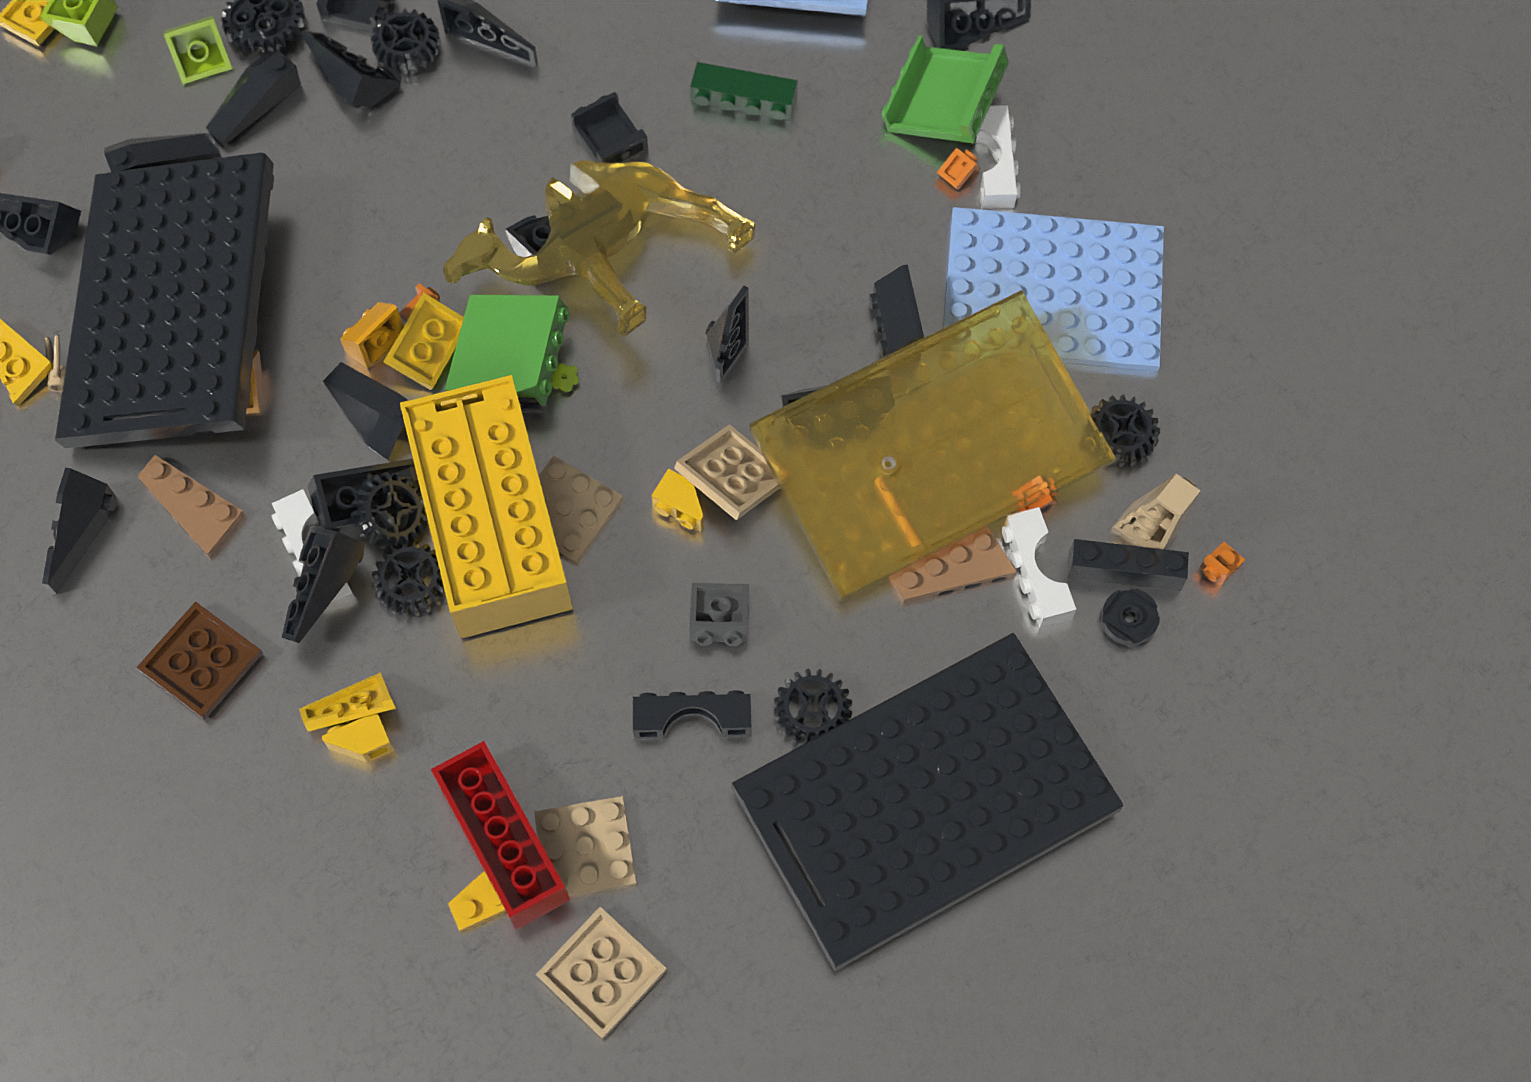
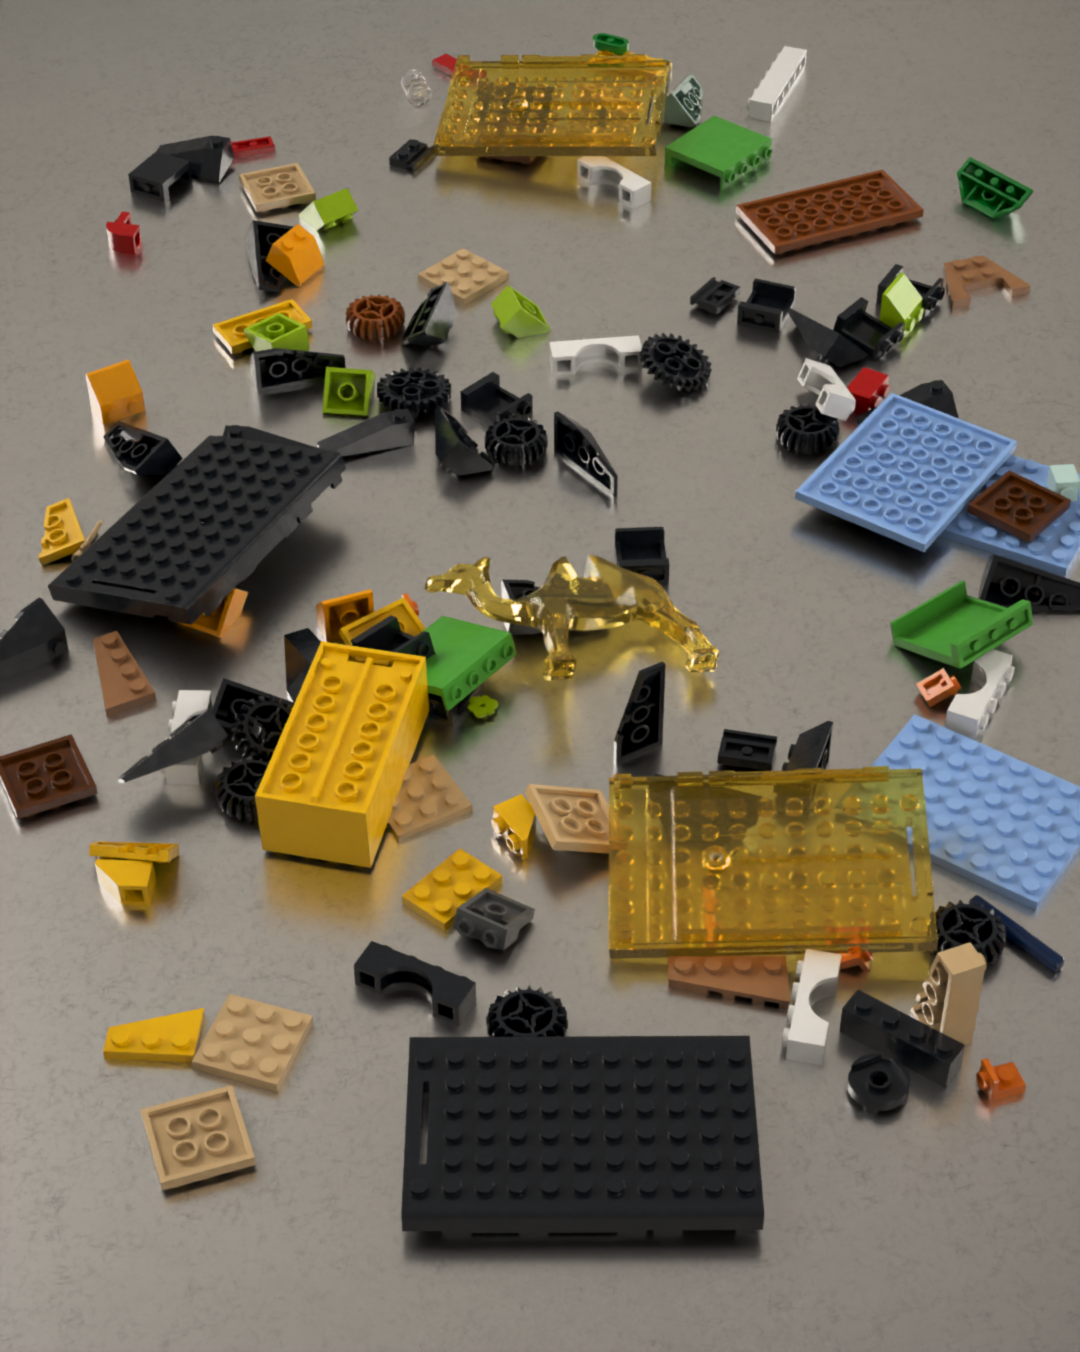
camera: 30 degrees right, 25 degrees down
(113, 47) = (286, 367): none -> black wedge
(451, 360) = (389, 637): none -> black panel
(500, 835) = (184, 989): red brick -> none
(660, 596) = (449, 887): none -> yellow plate
(743, 91) = (779, 568): dark green brick -> none
(831, 316) = (747, 750): none -> black plate
(1161, 406) = (1024, 938): none -> dark blue axle

